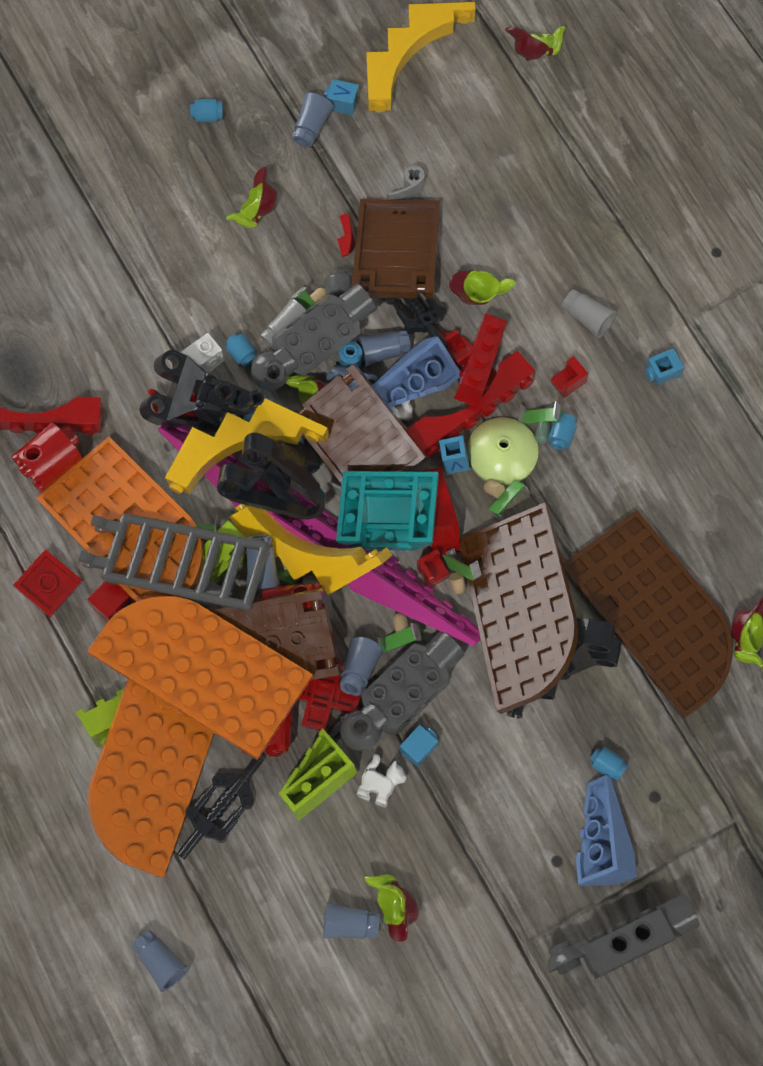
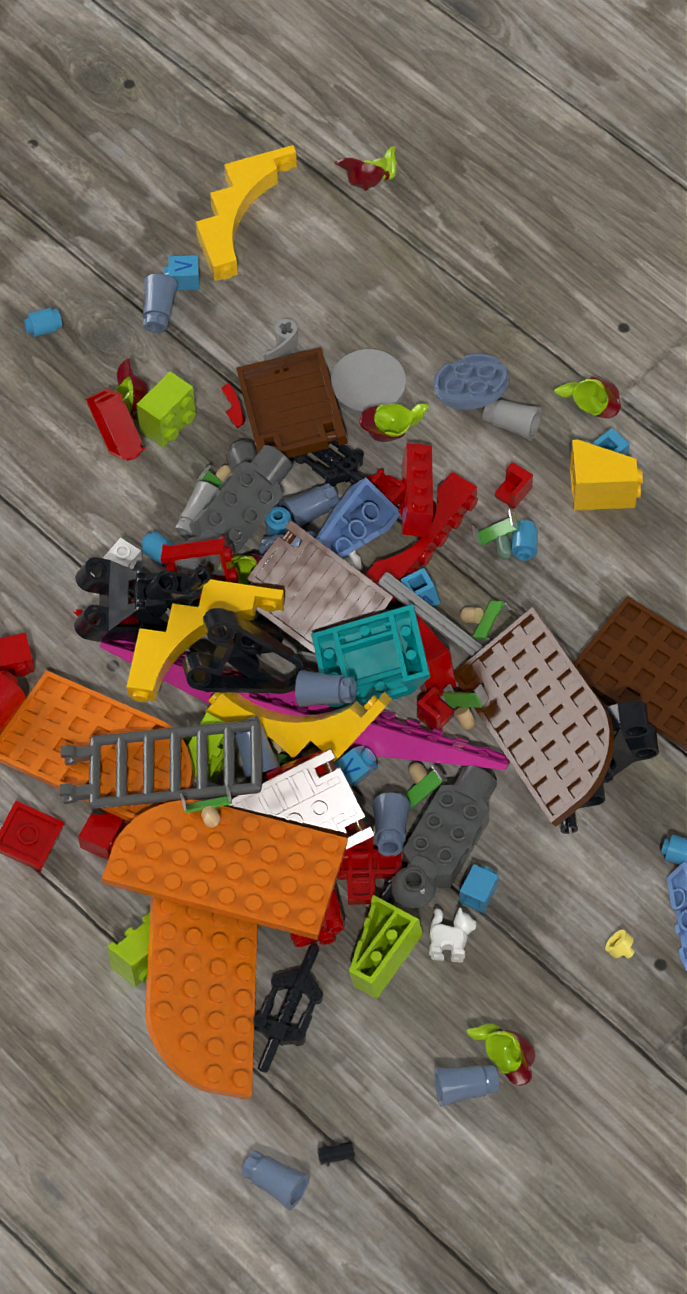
camera: 15 degrees left, 10 degrees down
(197, 619) = (209, 812): none -> piece
(218, 951) = (335, 1153): none -> black pin
(235, 226) = (115, 424): none -> red window
(272, 378) = (207, 554): none -> red window
(286, 223) = (166, 409): none -> lime piece
(335, 528) = (324, 689): none -> sand blue plant
(345, 602) = (357, 764): none -> dark azure brick
(454, 481) = (430, 615): none -> light grey axle
(472, 242) = (368, 380): none -> light grey tile
(499, 463) = (468, 588): yellowish green dish -> none
(526, 834) = (620, 945): none -> light yellow tile
(562, 269) = (471, 382): none -> sand blue tile
(650, 394) = (603, 478): none -> yellow slope
(666, 312) = (593, 396): none -> lime hair

